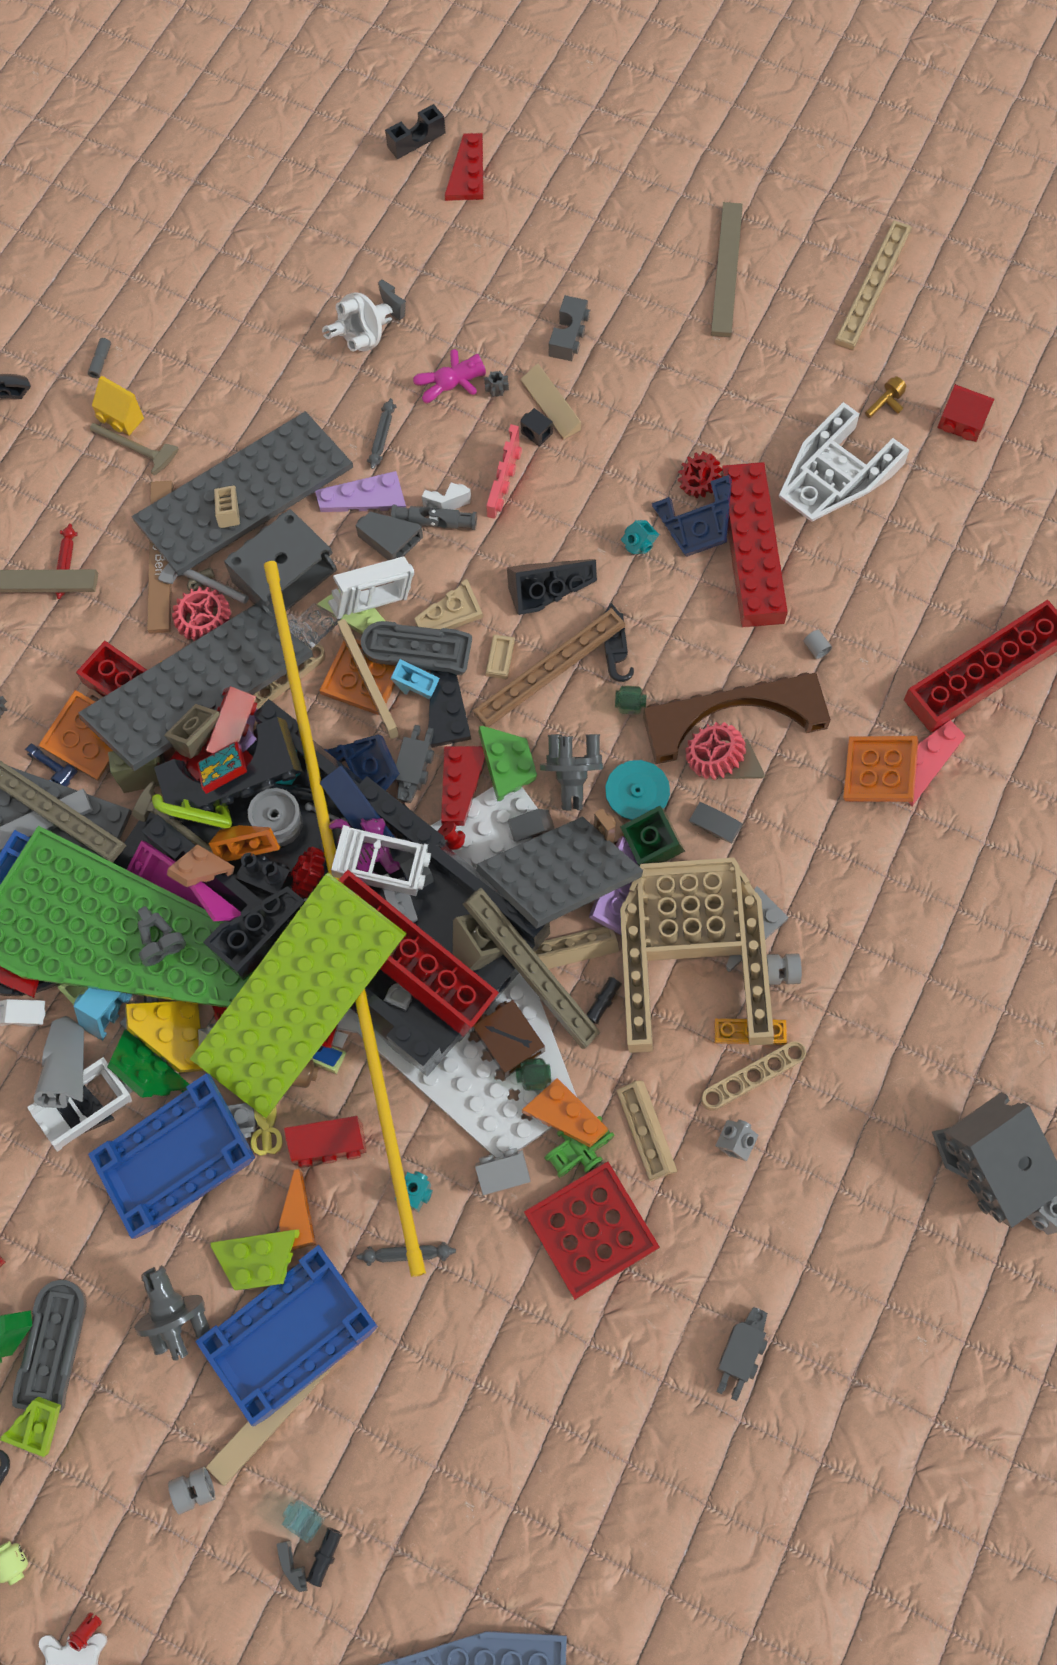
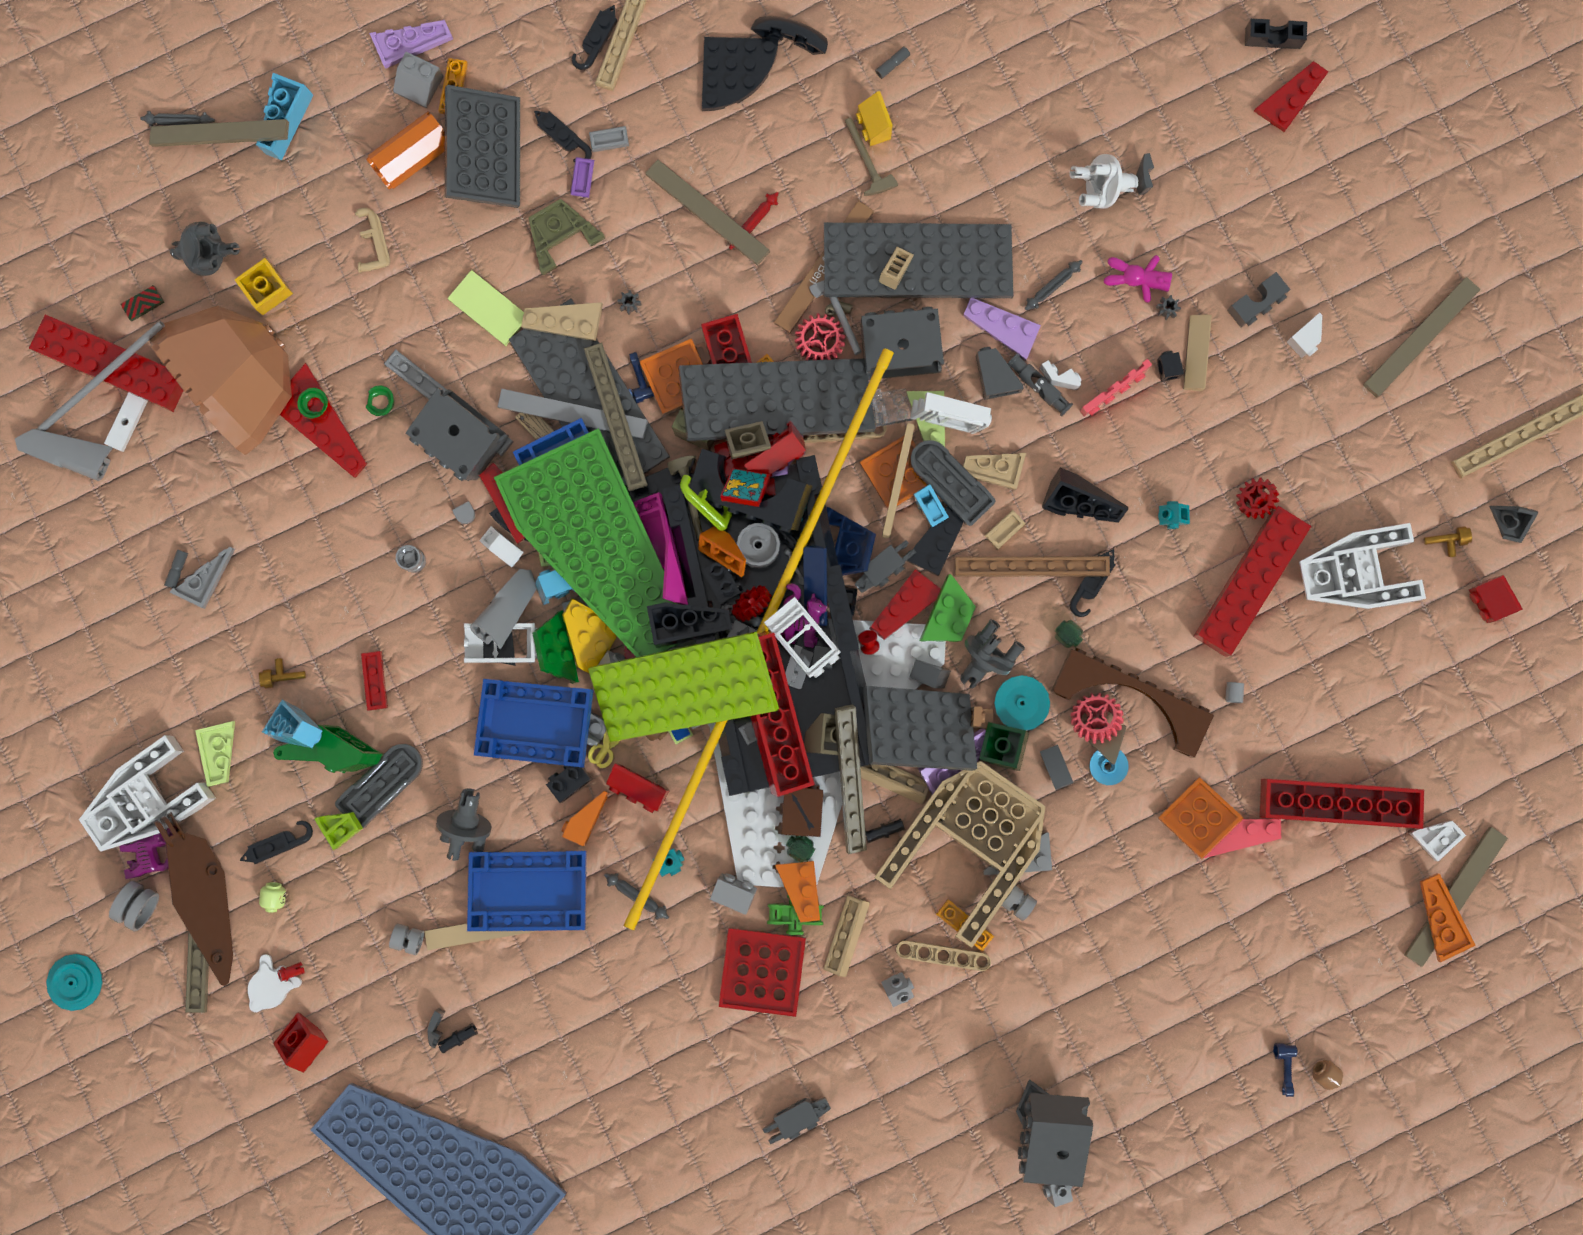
camera: 40 degrees right, 15 degrees up
(168, 944) = (625, 584): dark grey piece -> none
(198, 866) = (681, 548): nougat wing -> none
(251, 1190) = (568, 782): none -> black brick
(256, 1259) = (540, 828): lime wing -> none
(302, 1520) = (459, 1007): clear light blue brick -> none
(633, 328) = (1308, 337): none -> white slope
(701, 527) = (1224, 540): dark blue wing -> none
(772, 784) = (1112, 776): none -> medium azure dish
(925, 348) = (1513, 521): none -> dark grey slope

